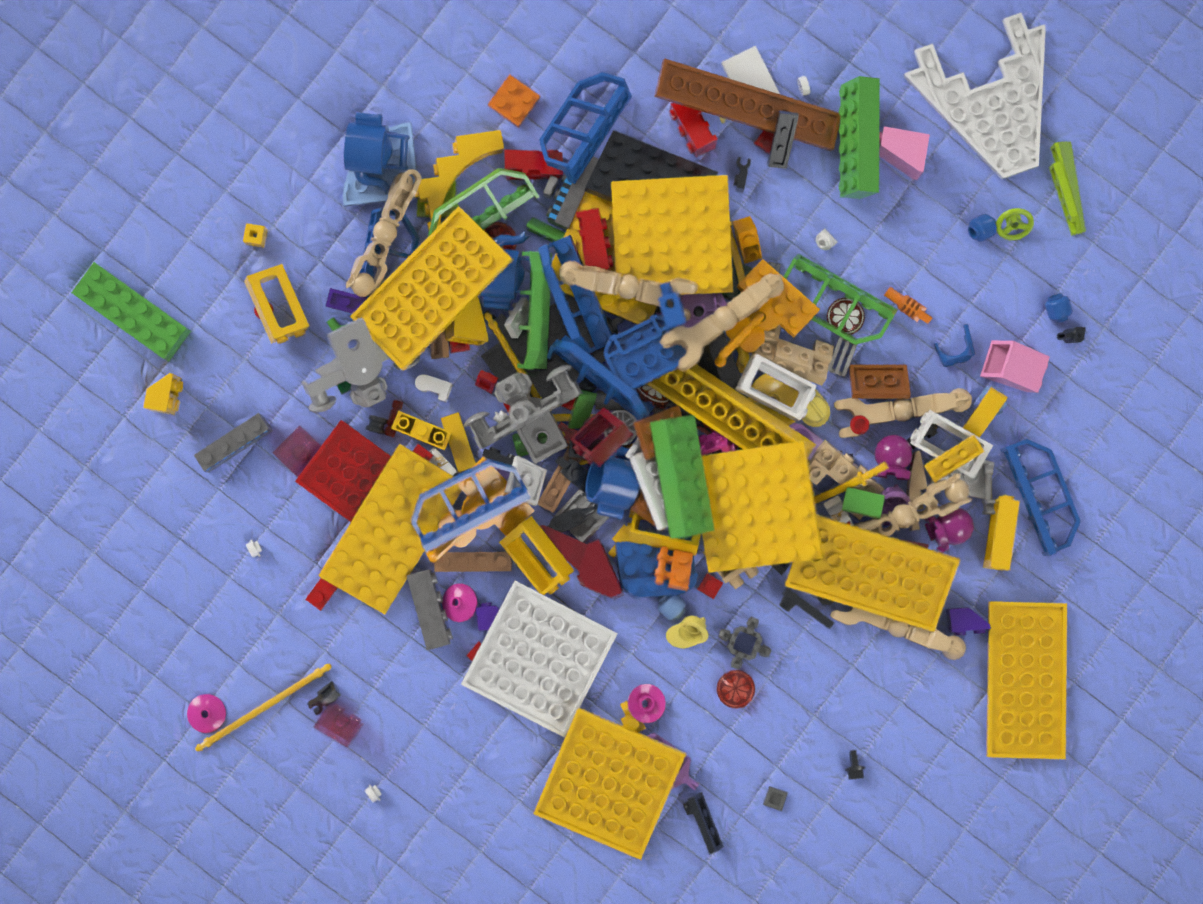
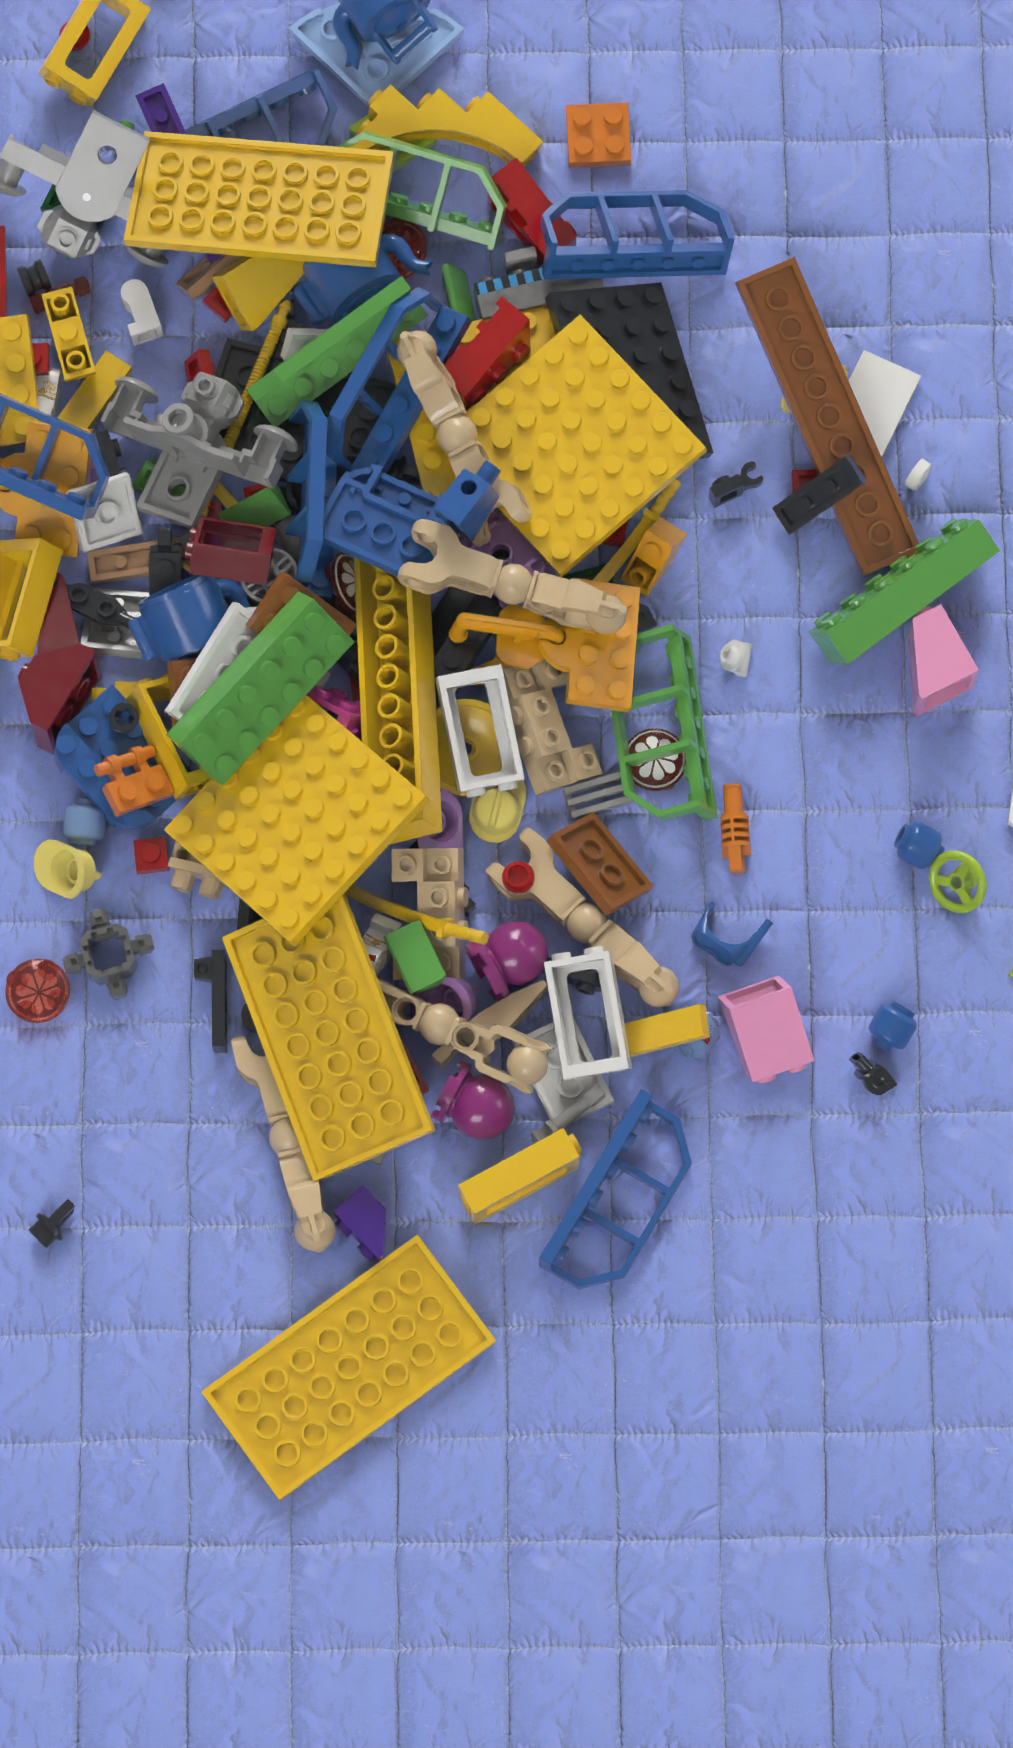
camera: 50 degrees right, 10 degrees down
(384, 233) = (286, 95): tan piece -> none
(644, 553) = (119, 709): none -> black bush
(693, 128) = (742, 381): red wedge -> none
(954, 458) = (568, 1028): yellow tile -> none

